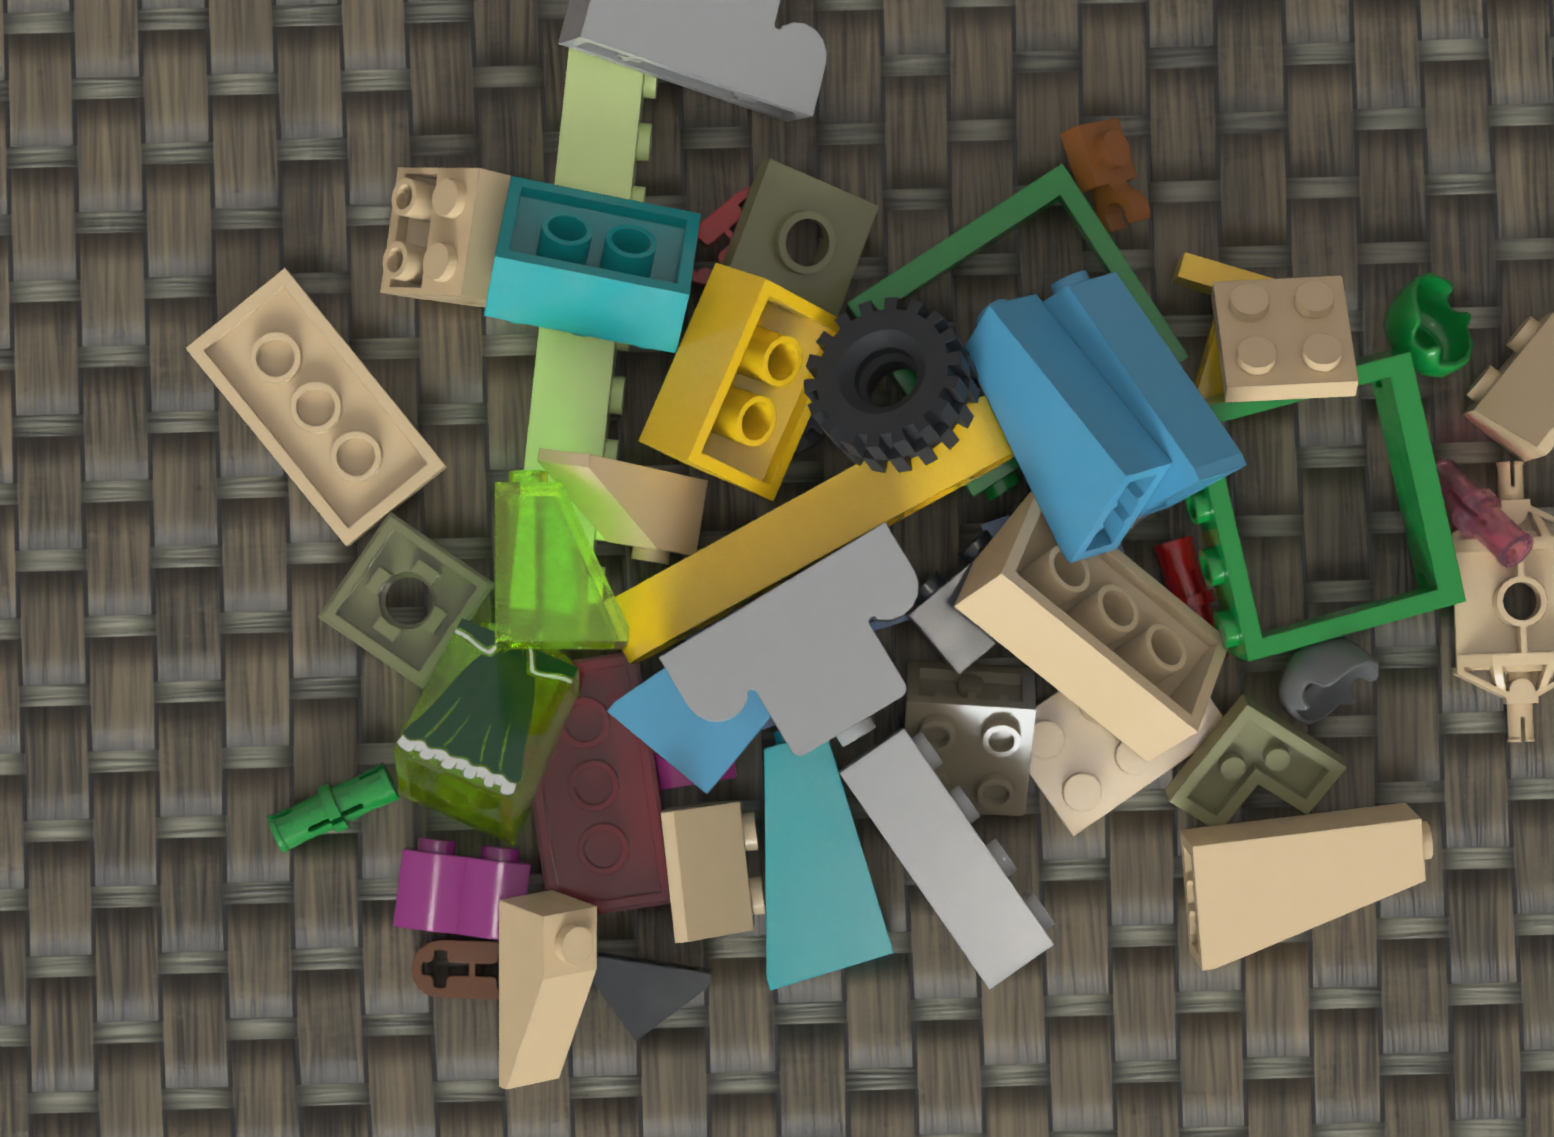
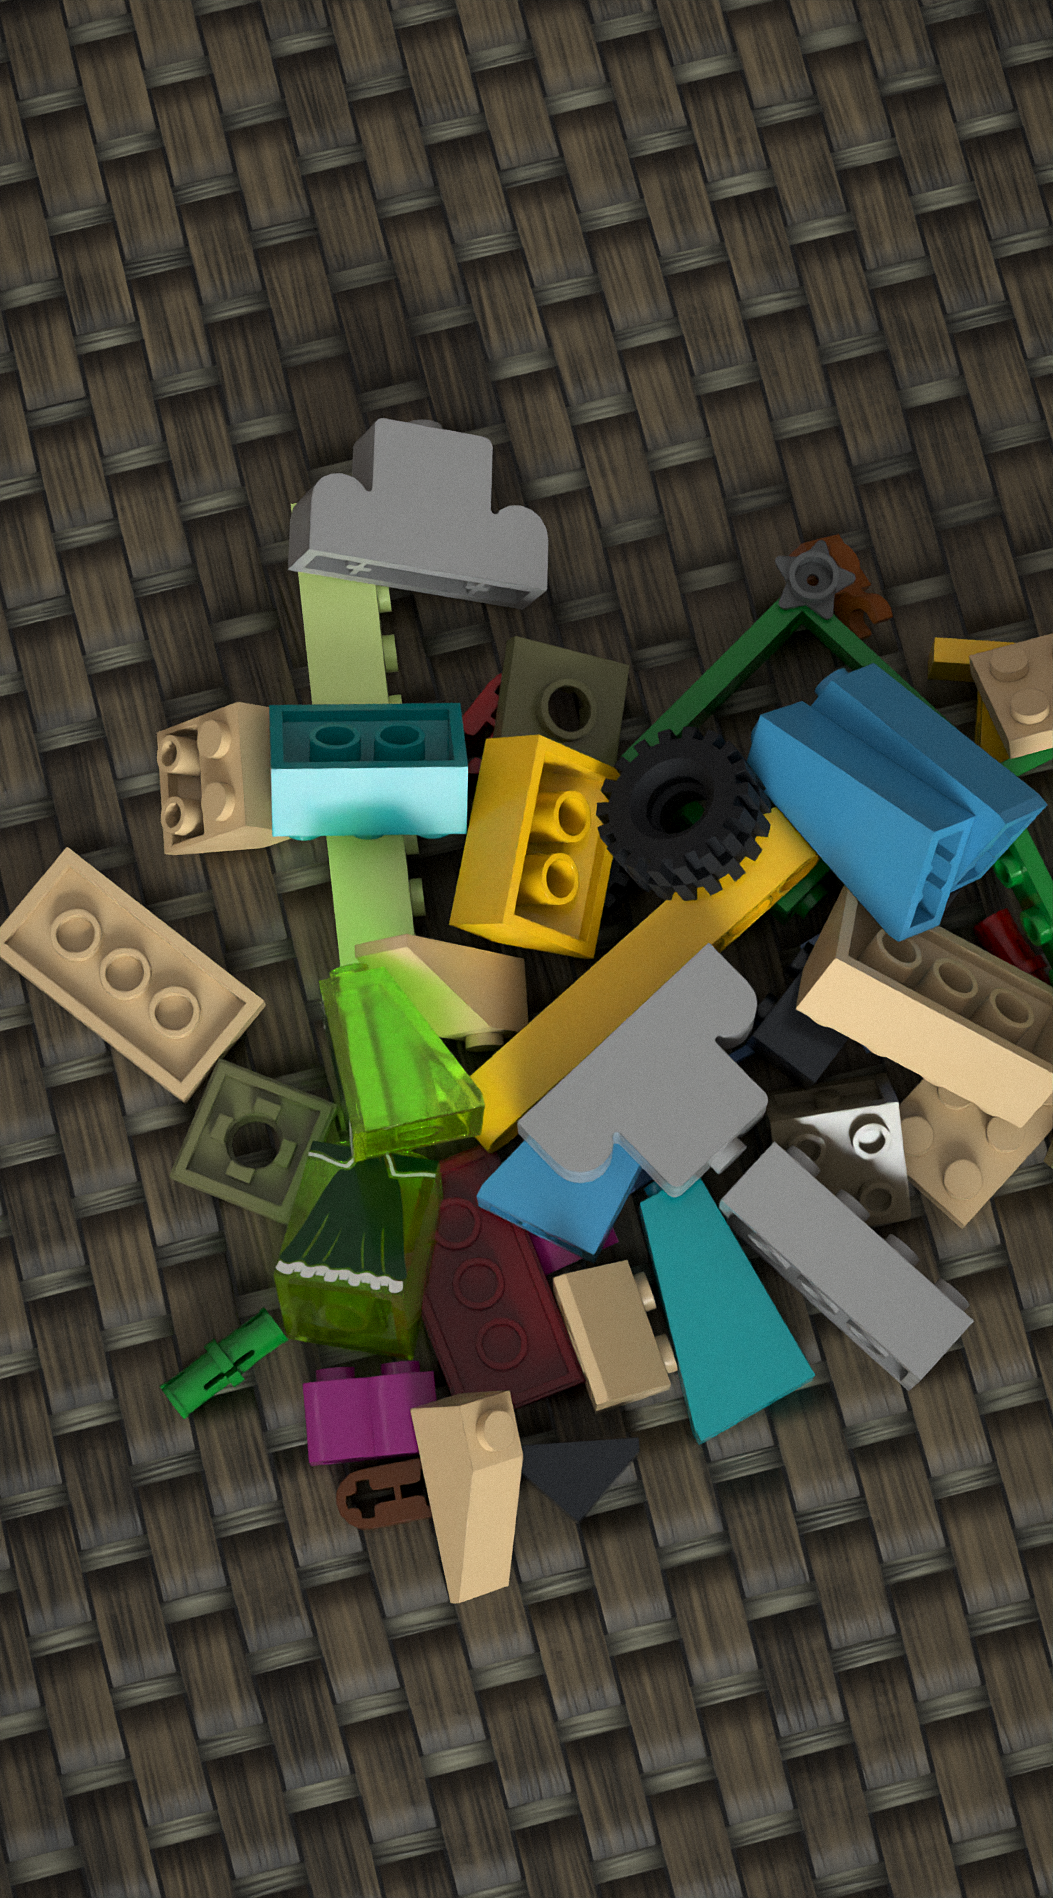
camera: 10 degrees left, 10 degrees down
(1087, 152) = (812, 563): none -> dark grey plate

